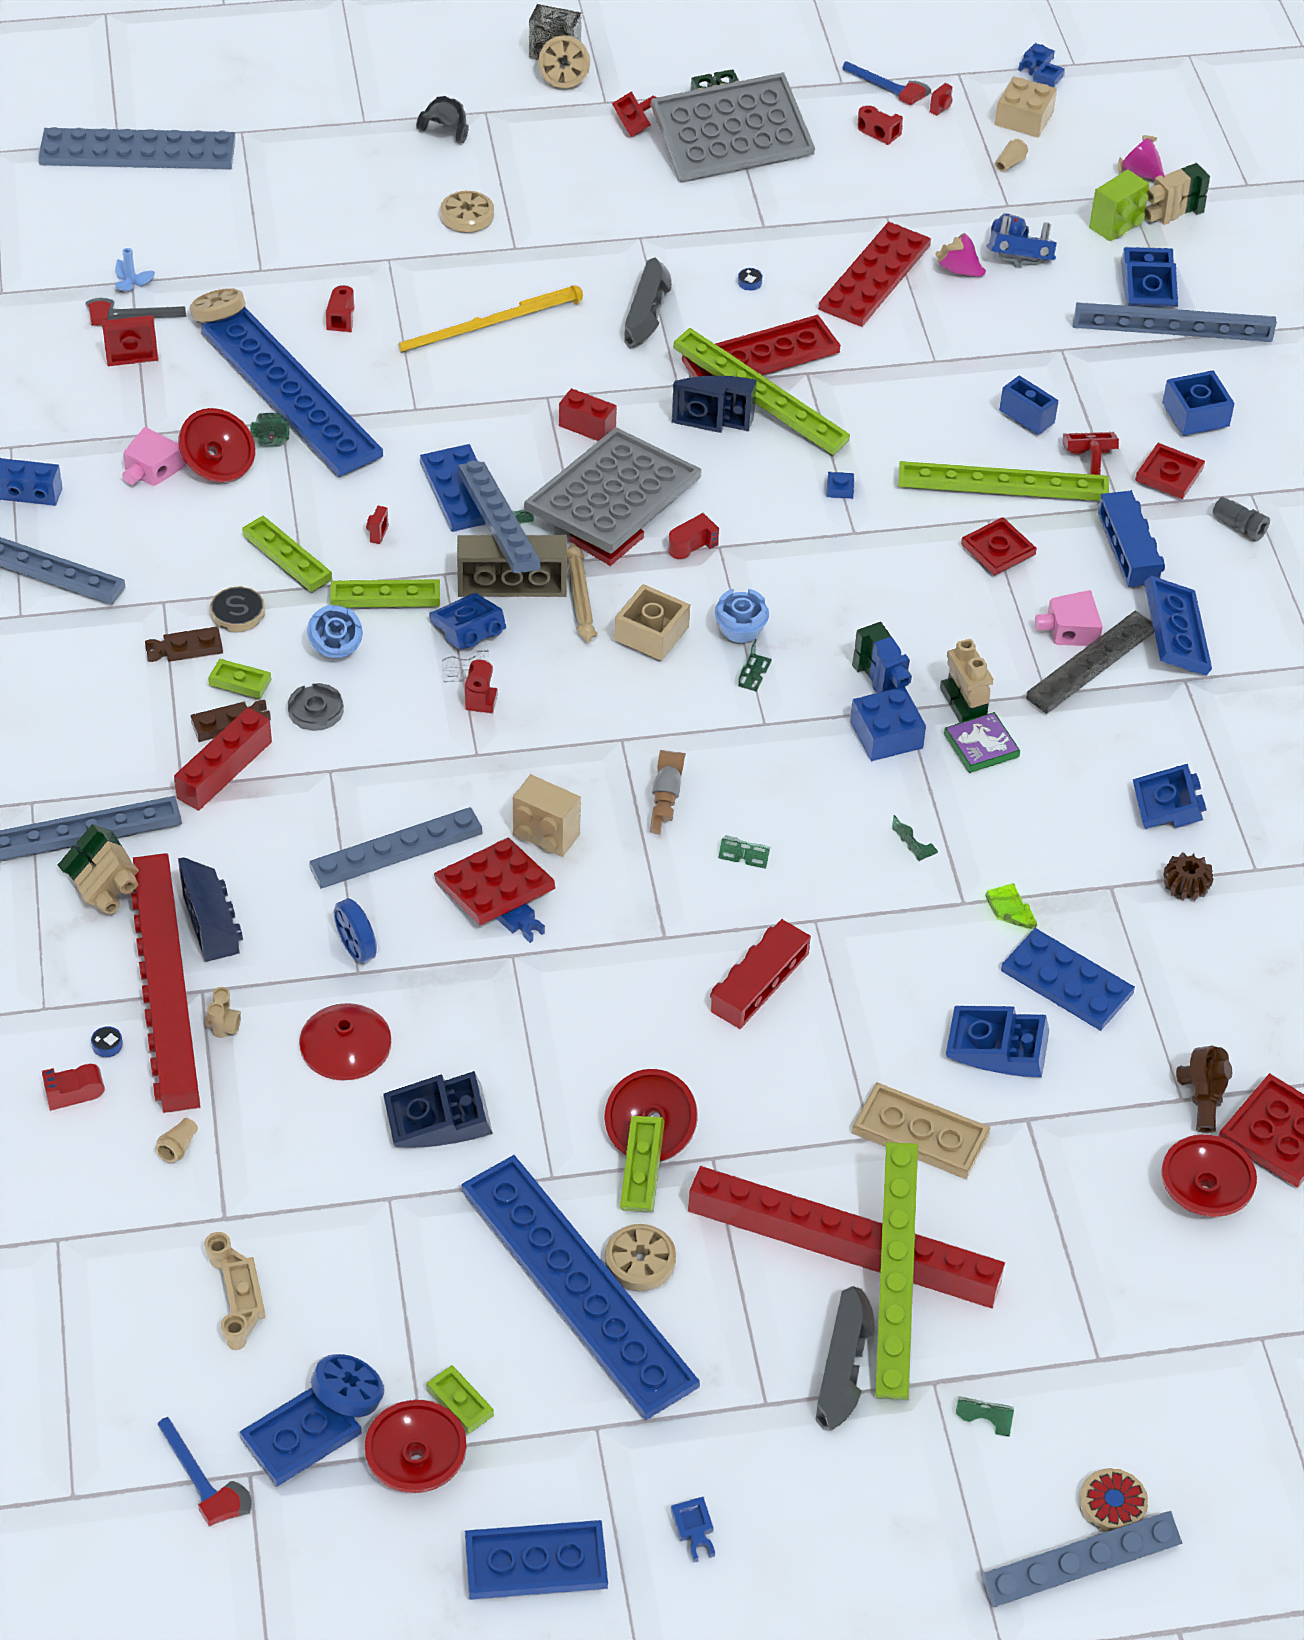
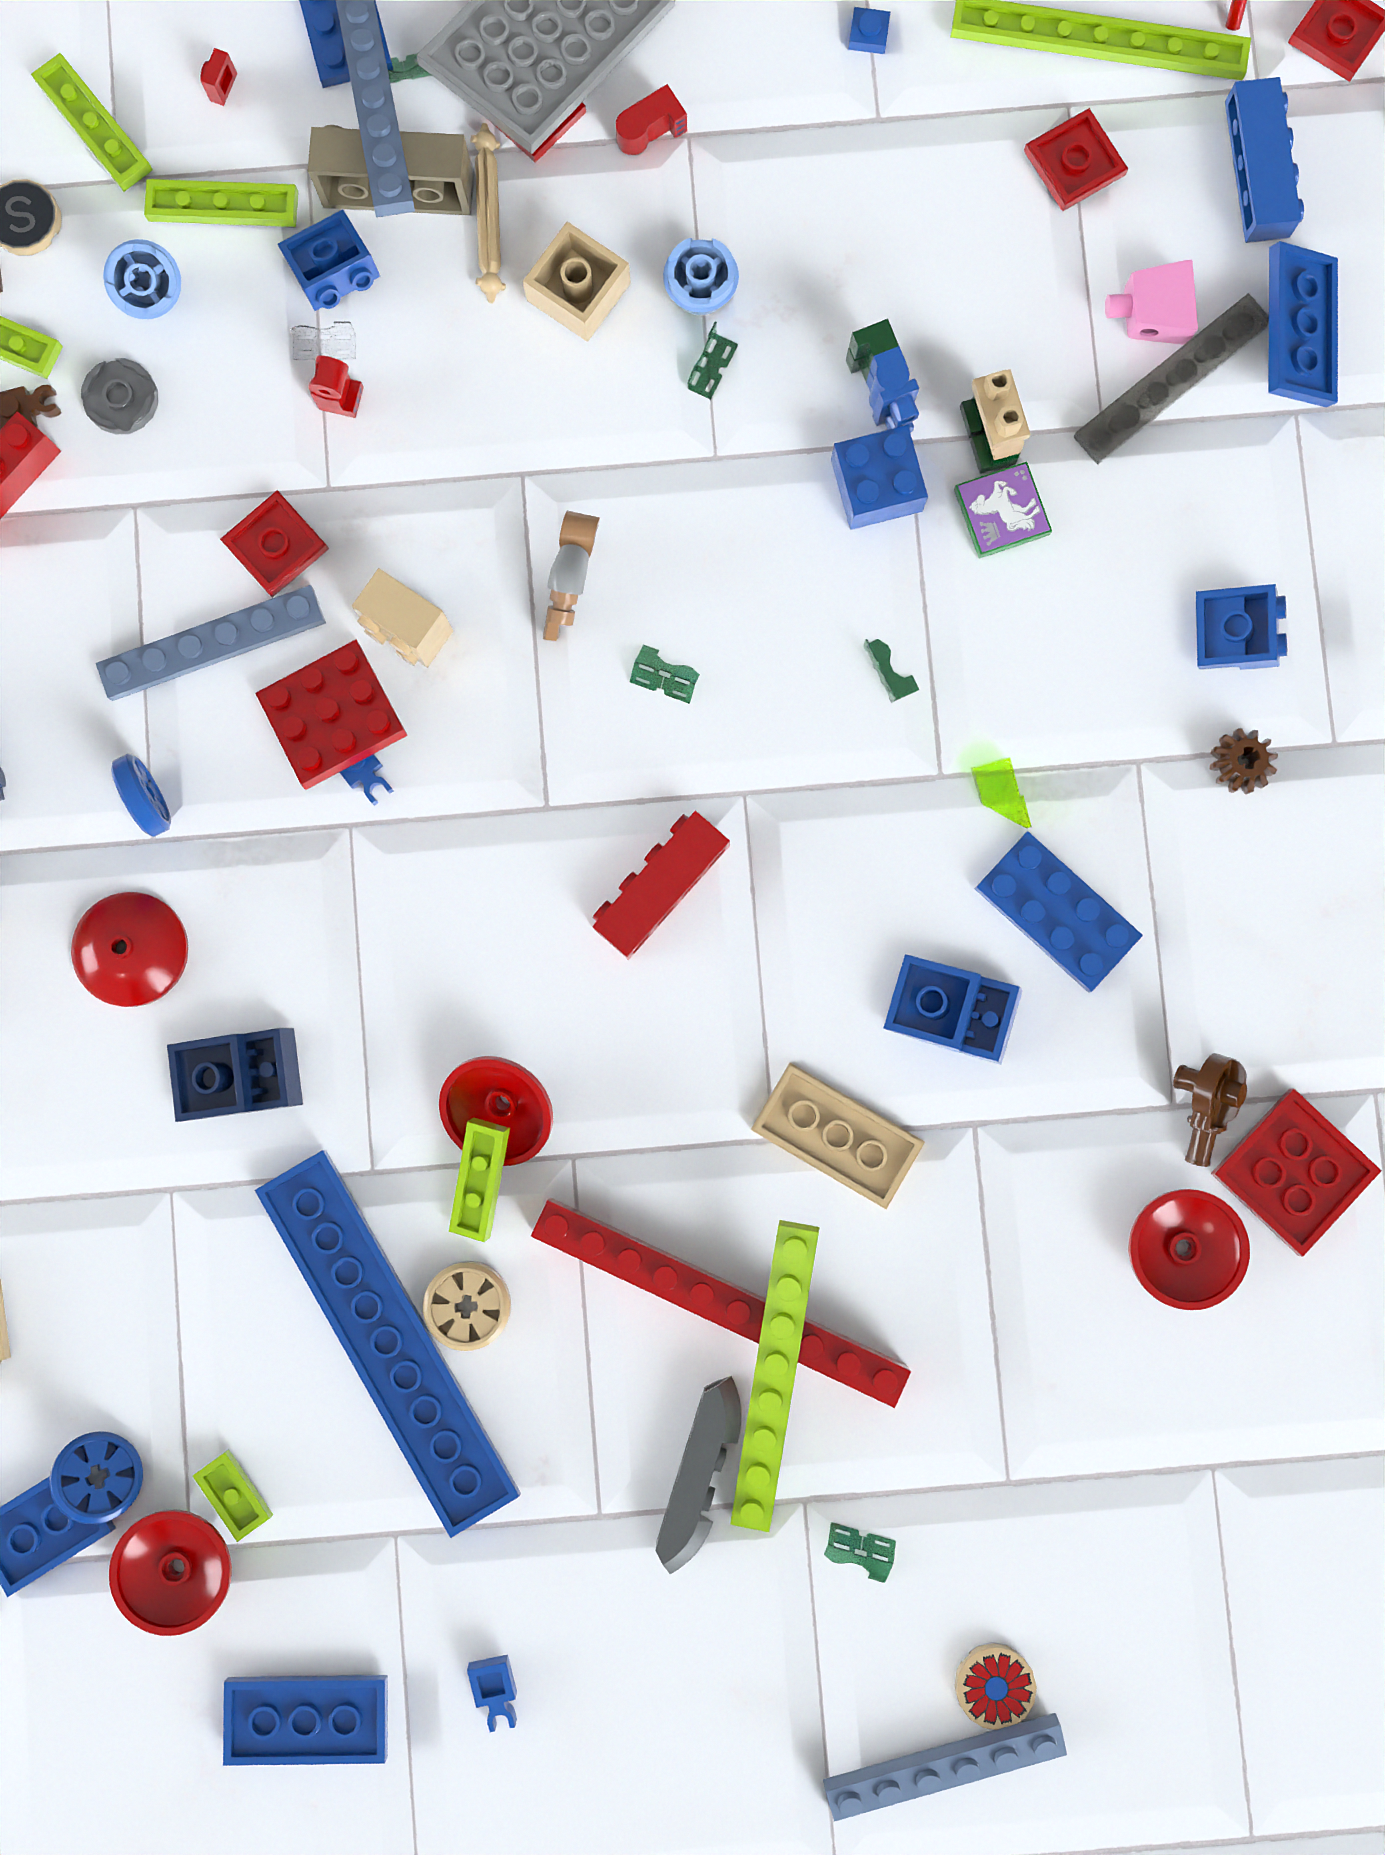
camera: 10 degrees right, 35 degrees up
(441, 784) = (274, 543): none -> red plate

